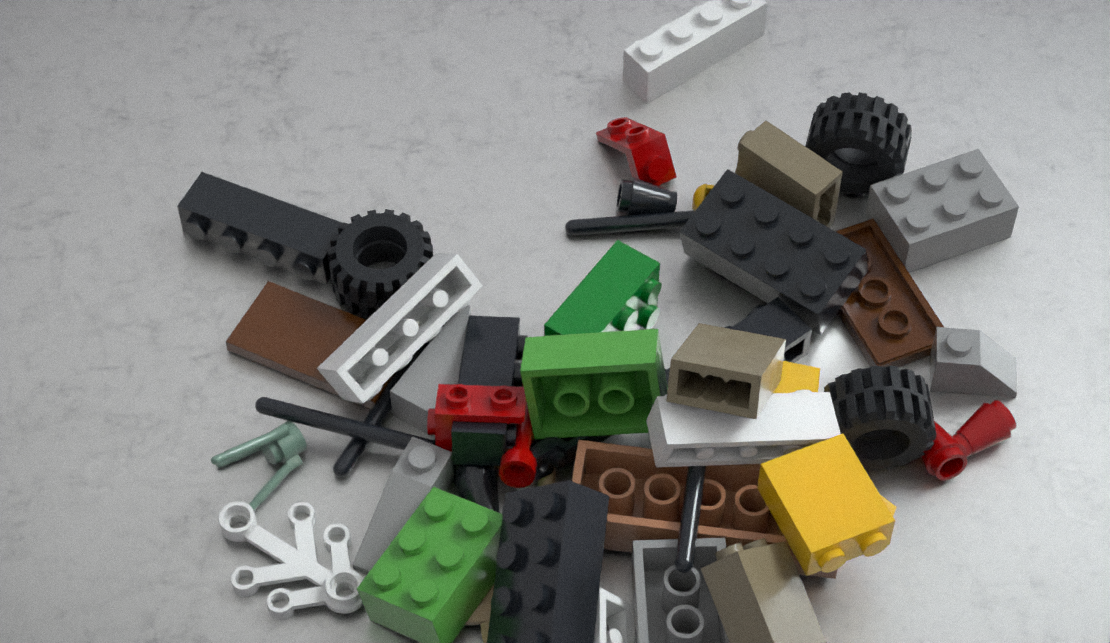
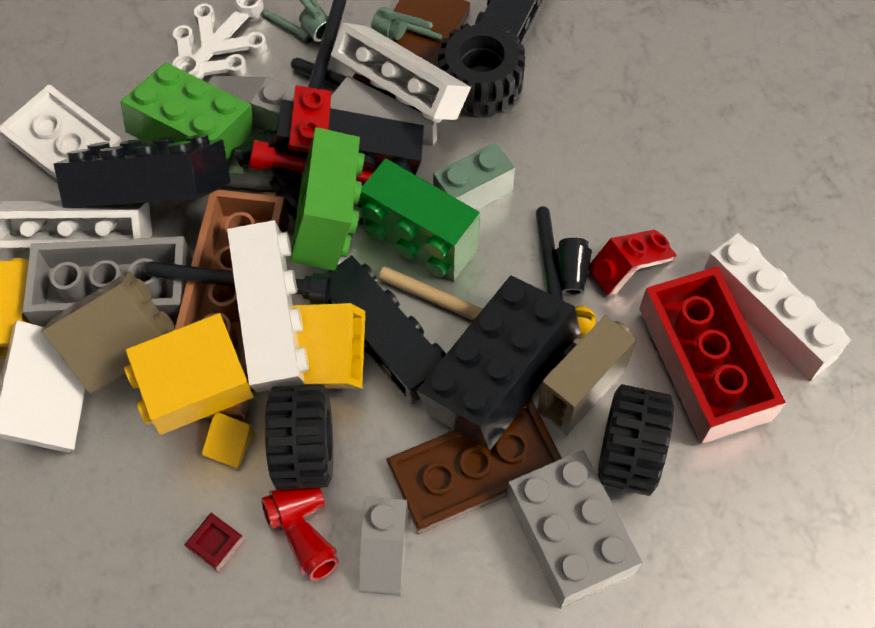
camera: 90 degrees right, 10 degrees up
(310, 348) = (394, 24): none -> sand green plant
(537, 274) = (478, 177): none -> sand green brick
(684, 318) = (429, 293): none -> tan bar
(726, 370) = (300, 275): dark tan brick -> none
(741, 88) = (710, 355): none -> red brick
(981, 524) = (214, 542): none -> dark red tile

